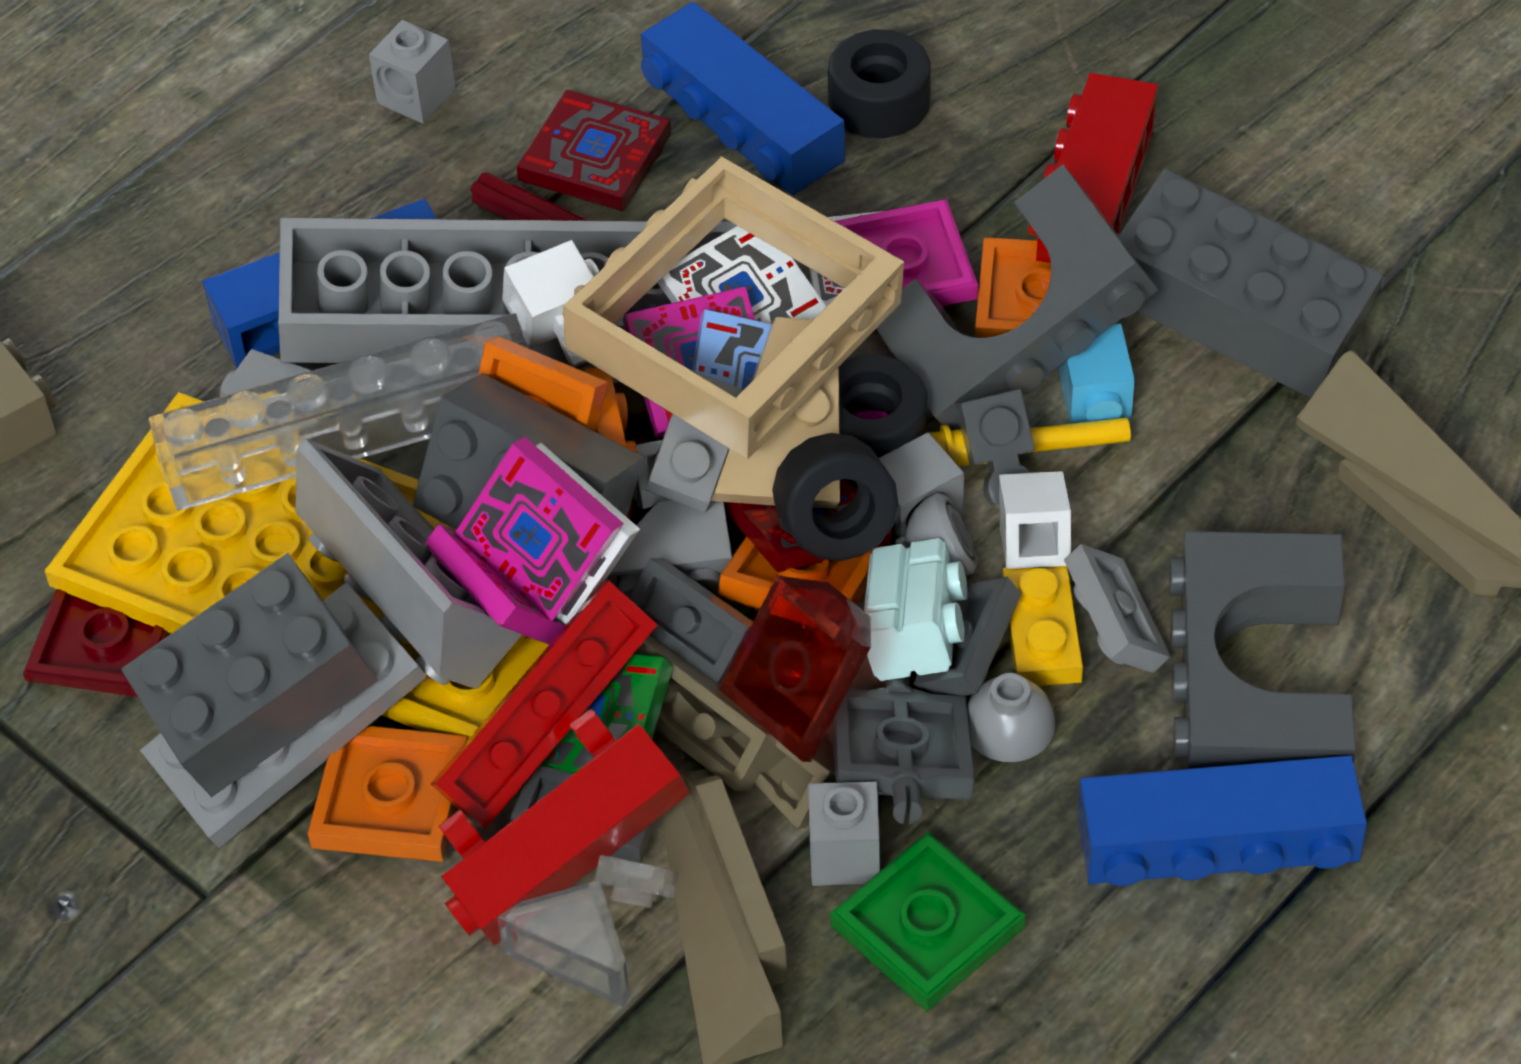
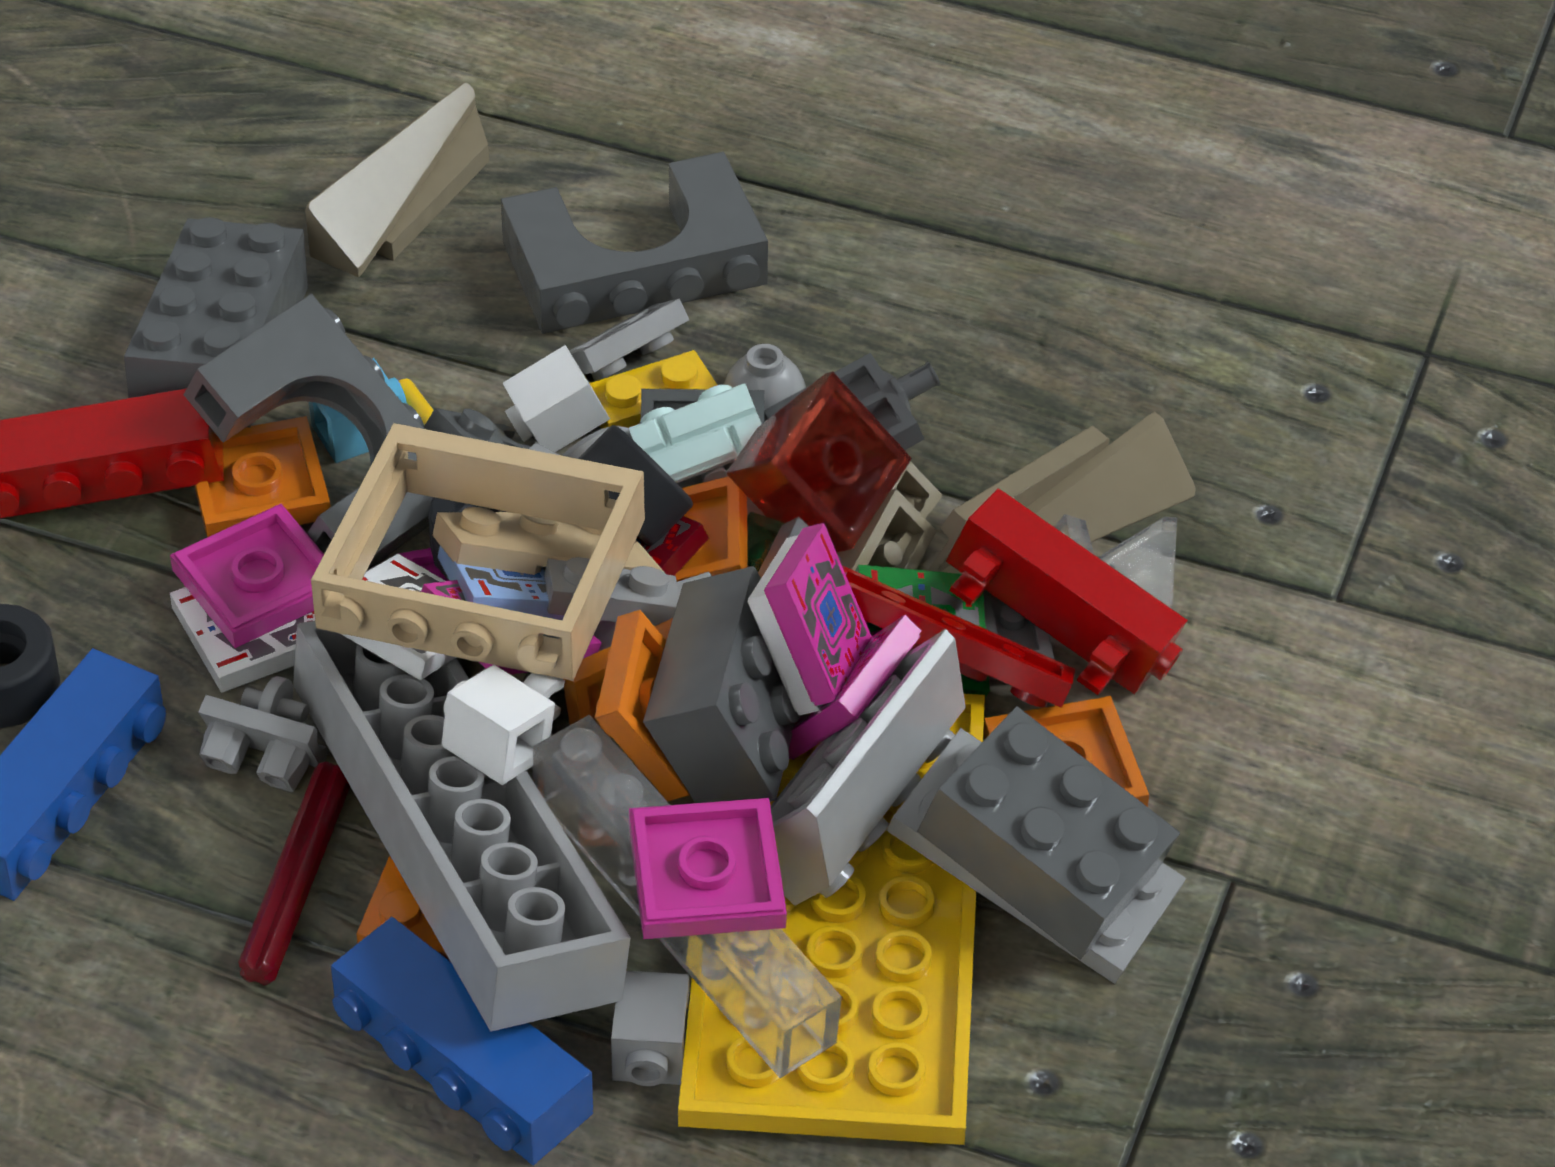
camera: 115 degrees left, 5 degrees down
(88, 646) = (1015, 1079): dark red tile -> none
(311, 383) = (706, 868): none -> dark pink tile
(412, 71) = (106, 1078): light grey brick -> none
(594, 150) = (161, 893): dark red tile -> none
(843, 833) = (955, 439): light grey brick -> none
(927, 921) = (990, 393): green tile -> none
(1221, 820) = (817, 236): blue brick -> none

